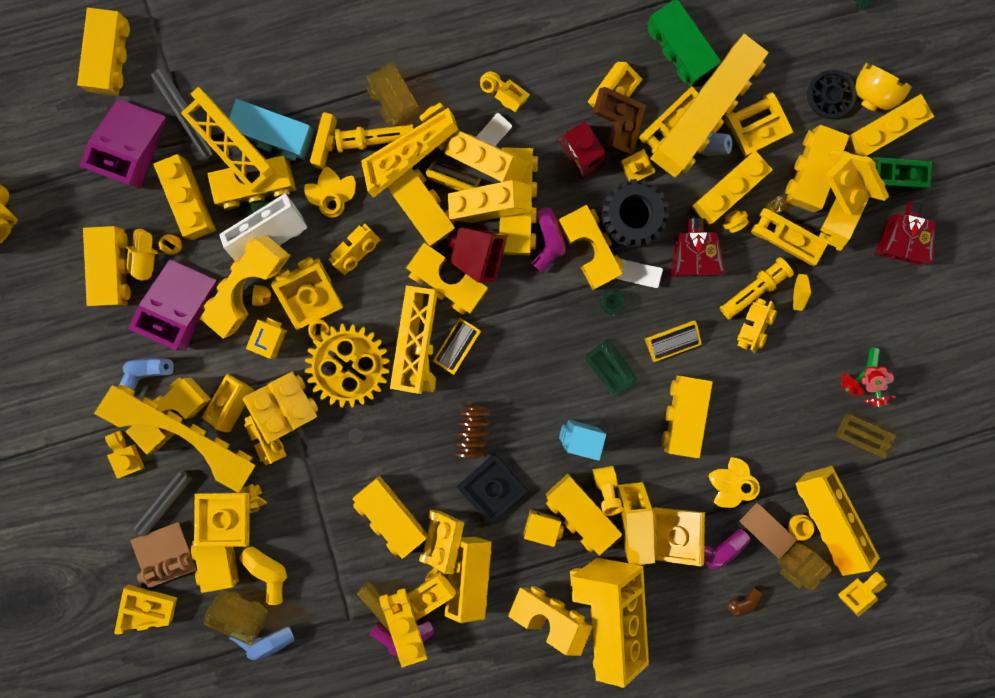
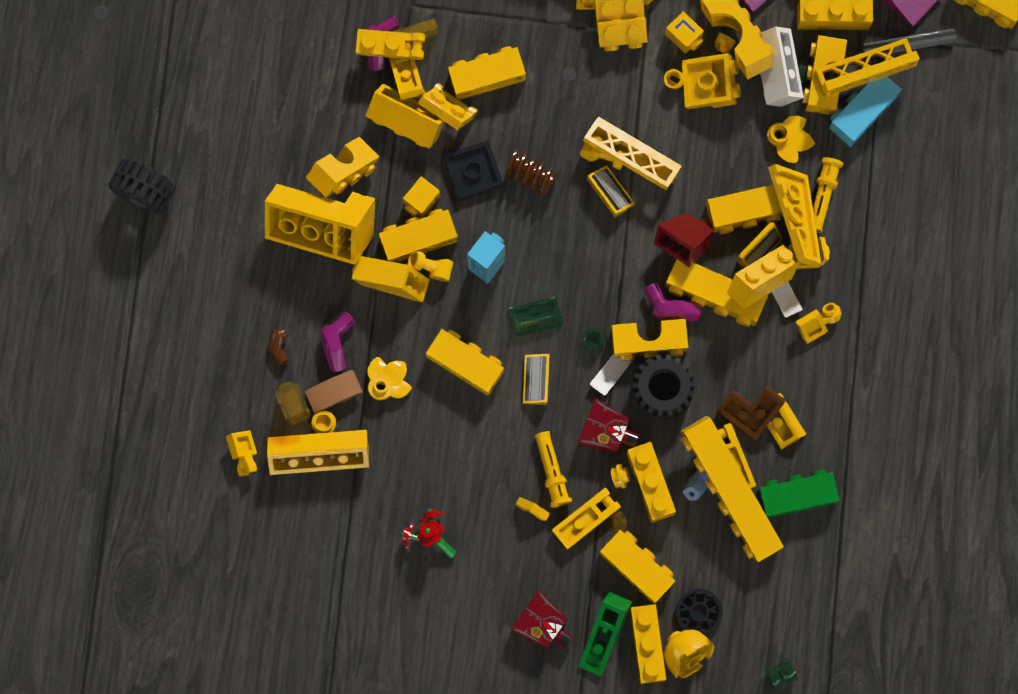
camera: 110 degrees right, 10 degrees down
(324, 141) = (836, 149): yellow plate -> none
(331, 383) = (623, 71): yellow gear -> none
(347, 258) = (727, 128): yellow hinge -> none
(393, 95) = (853, 224): clear yellow brick -> none
(426, 268) = (689, 191): yellow arch -> none
(490, 202) = (723, 262): yellow brick -> none
(583, 149) = (738, 366): dark red torso -> none
(637, 166) = (703, 408): yellow tile -> none
(679, 536) = (364, 309): yellow plate -> none
(754, 335) = (510, 451): yellow hinge -> none
(763, 131) = (690, 533): yellow plate -> none
(840, 225) = (584, 568): yellow hinge -> none
(854, 180) = (613, 577): yellow bracket -> none
(884, 445) = (372, 507): clear yellow tile -> none

